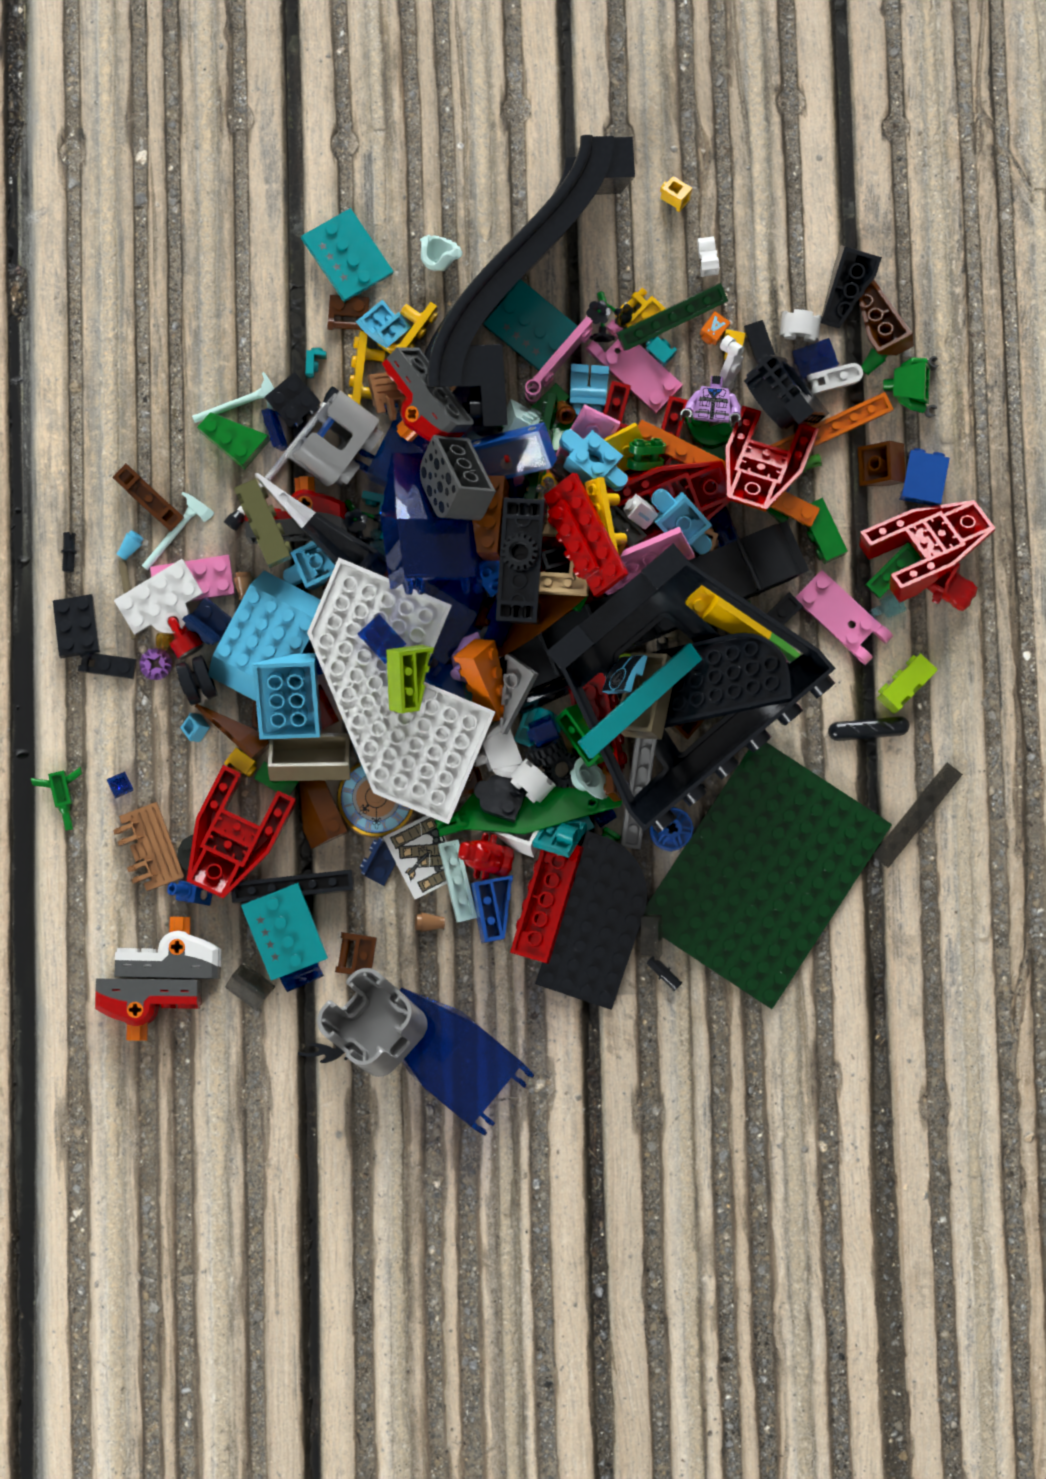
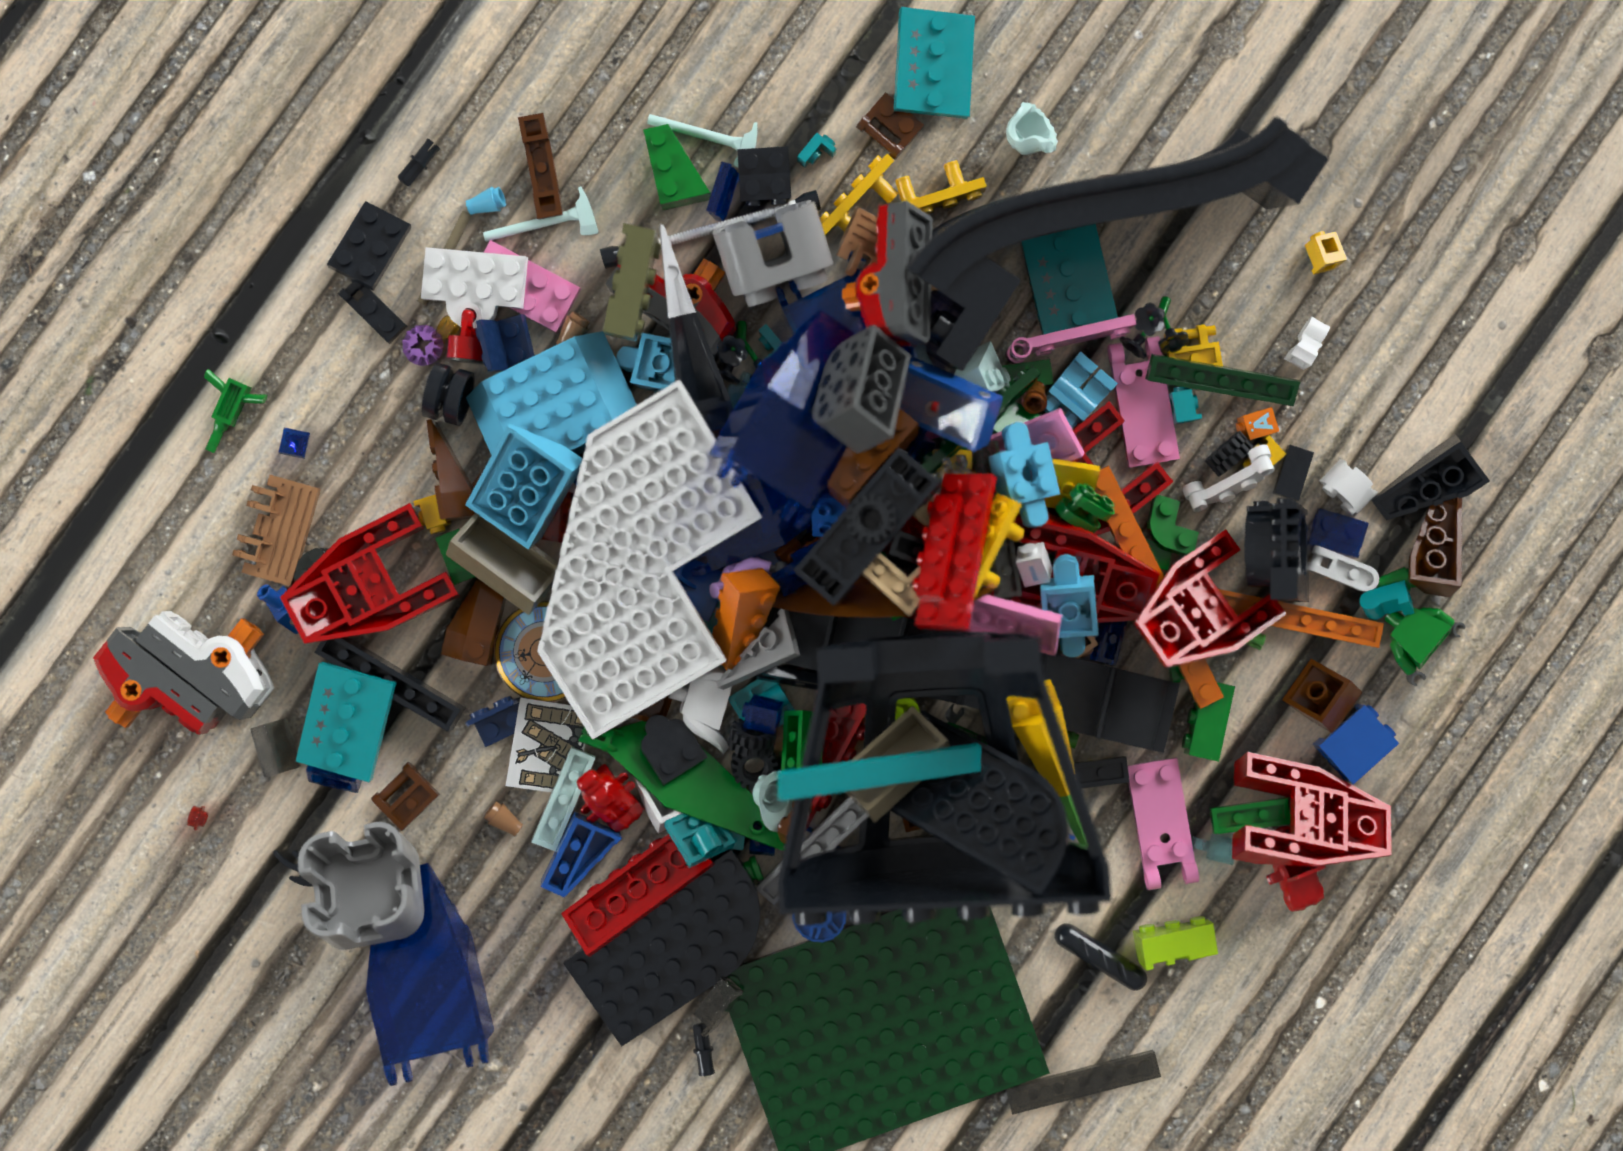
camera: 35 degrees right, 5 degrees up
(195, 727) = (413, 441): medium azure slope -> none
(233, 1067) = (197, 817): none -> clear red plate
(380, 637) = (661, 499): clear blue plate -> none
(383, 324) = (916, 164): medium azure slope -> none
(406, 677) = (656, 559): lime wedge -> none
(532, 780) = (711, 757): white cylinder -> none
(623, 674) = (887, 724): slope -> none
(710, 358) = (1229, 453): none -> black tyre
(713, 404) = (1196, 506): torso -> none
(876, 376) = (1387, 600): none -> teal leg

